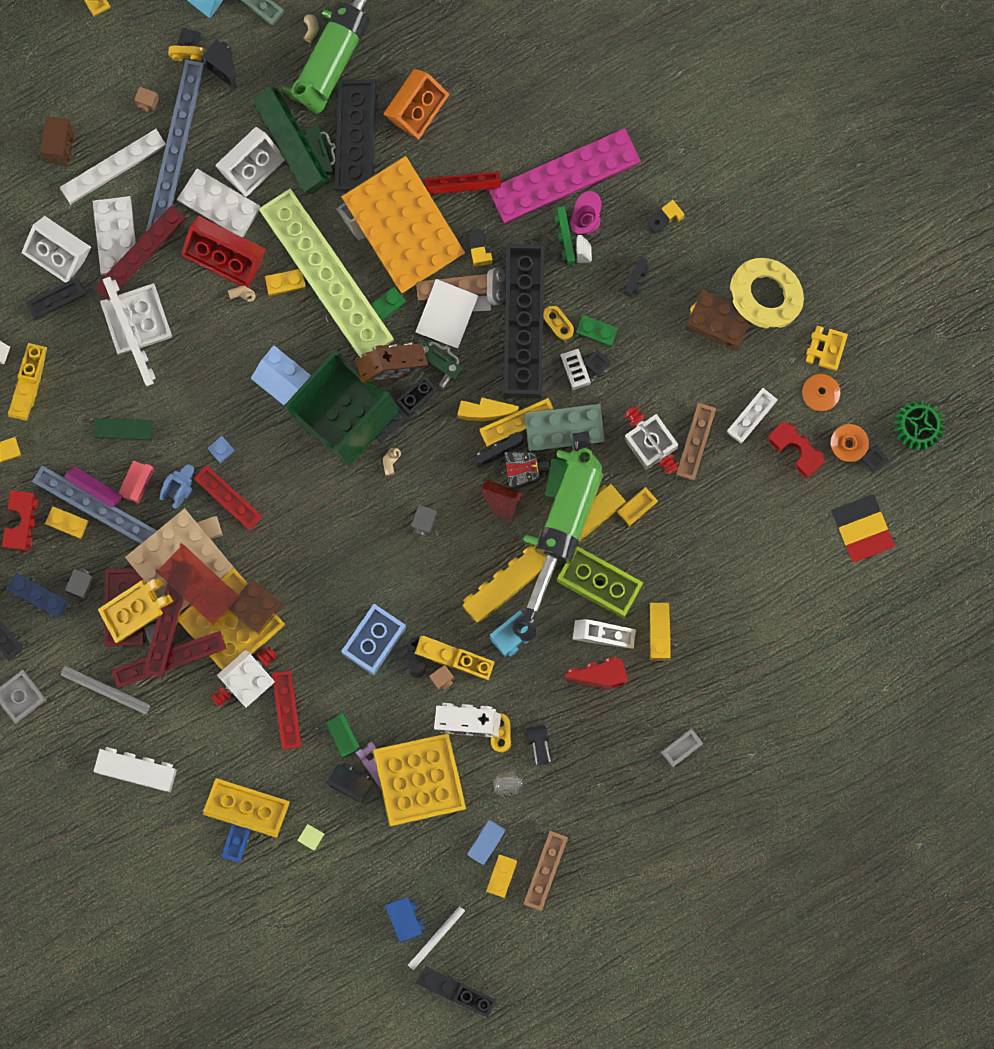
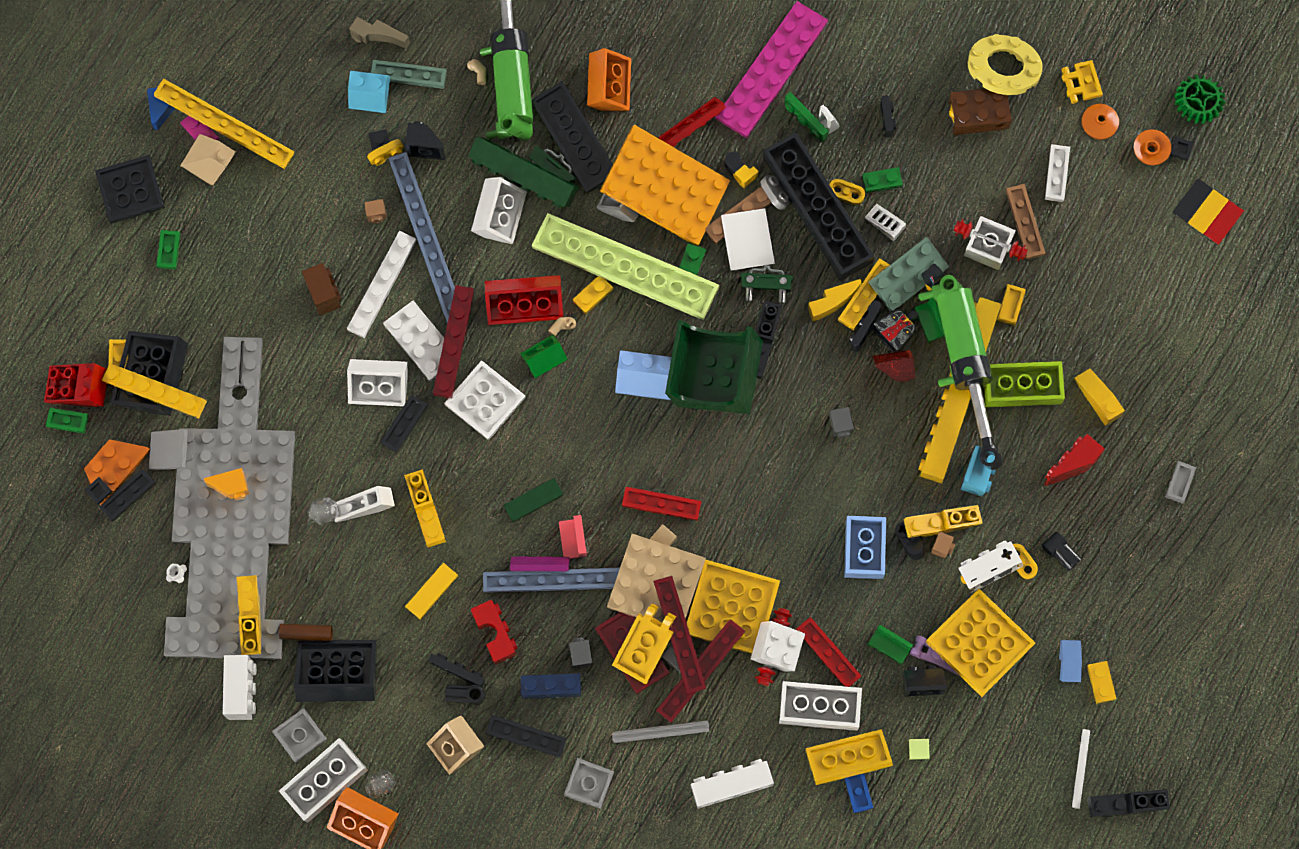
camera: 30 degrees left, 5 degrees down
(66, 522) = (534, 609): yellow plate -> none
(127, 323) = (495, 416): white plate -> none
(178, 485) = (613, 517): medium blue hinge -> none
(198, 584) = (688, 588): clear red plate -> none
(209, 310) = (544, 356): none -> green panel
(218, 203) = (492, 261): white plate -> none
(221, 449) = (628, 467): medium blue plate -> none
(249, 750) = (820, 705): none -> white brick
(256, 606) = (747, 579): reddish brown brick -> none
(389, 459) = (778, 388): tan arm -> none
(391, 362) = (731, 304): reddish brown piece -> none
(404, 919) = (1045, 769): blue slope -> none
(482, 304) = (772, 214): white sticker -> none
(507, 783) = (1056, 600): clear head -> none
(545, 871) = (1136, 654): medium nougat plate -> none
(586, 213) = (812, 87): dark pink piece -> none
(597, 363) = (900, 205): black plate -> none
(603, 634) = (1053, 426): white slope -> none
(665, 216) = (875, 58): leg -> none
(785, 436) = (1128, 179): red arch -> none

